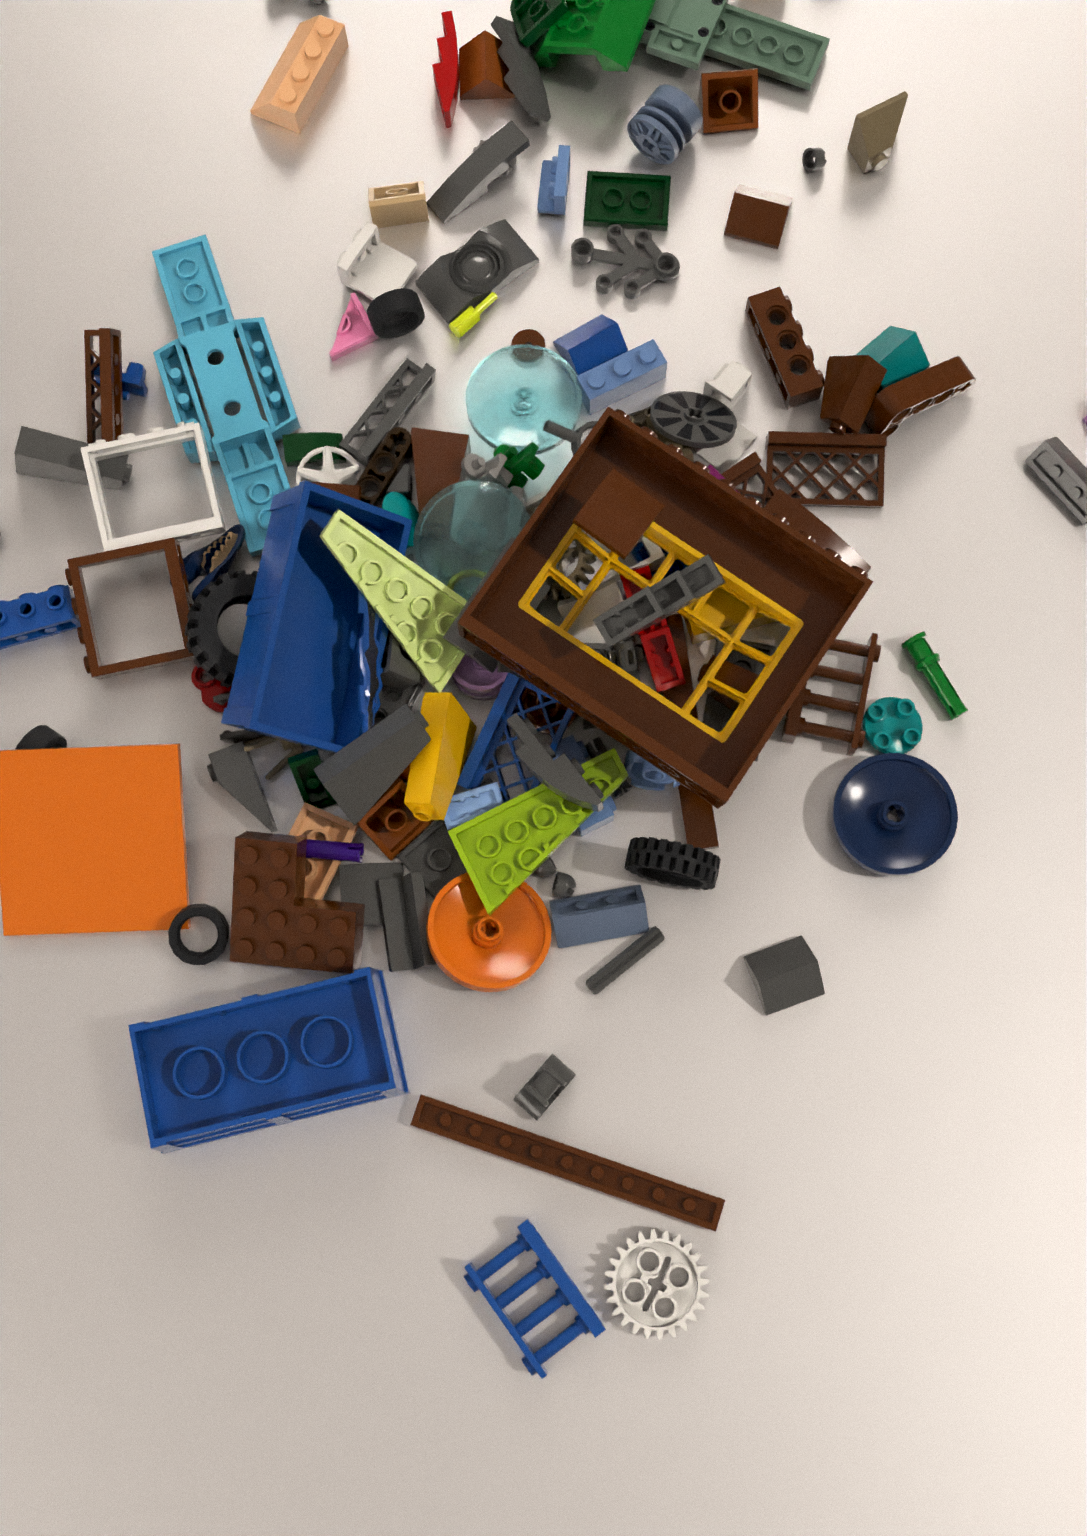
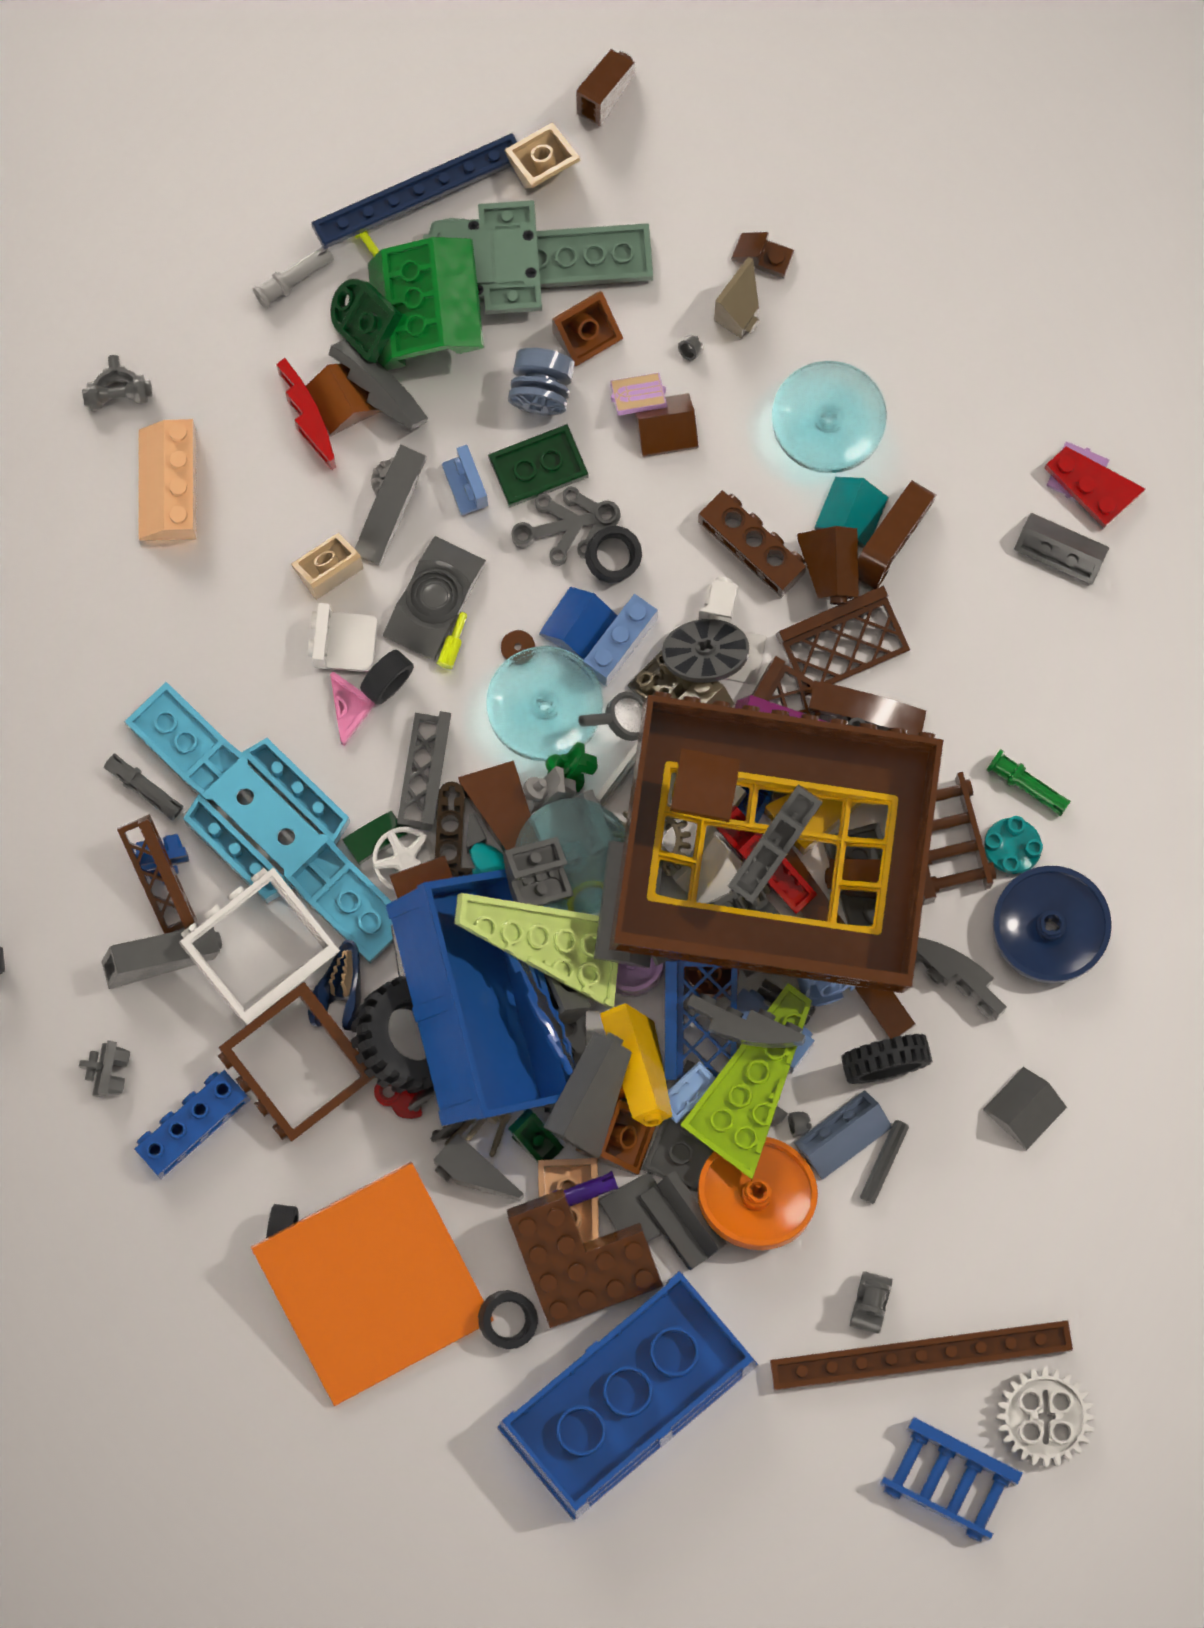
camera: 30 degrees left, 0 degrees up
(134, 305) = (139, 783): none -> dark grey pin
(428, 533) = (537, 873): none -> dark grey slope
(662, 281) = (634, 548): none -> black tyre
(747, 177) = (638, 394): none -> piece
(777, 806) = (972, 979): none -> dark grey slope
(910, 268) = (834, 393): none -> clear light blue dish
(922, 111) = (765, 254): none -> reddish brown slope

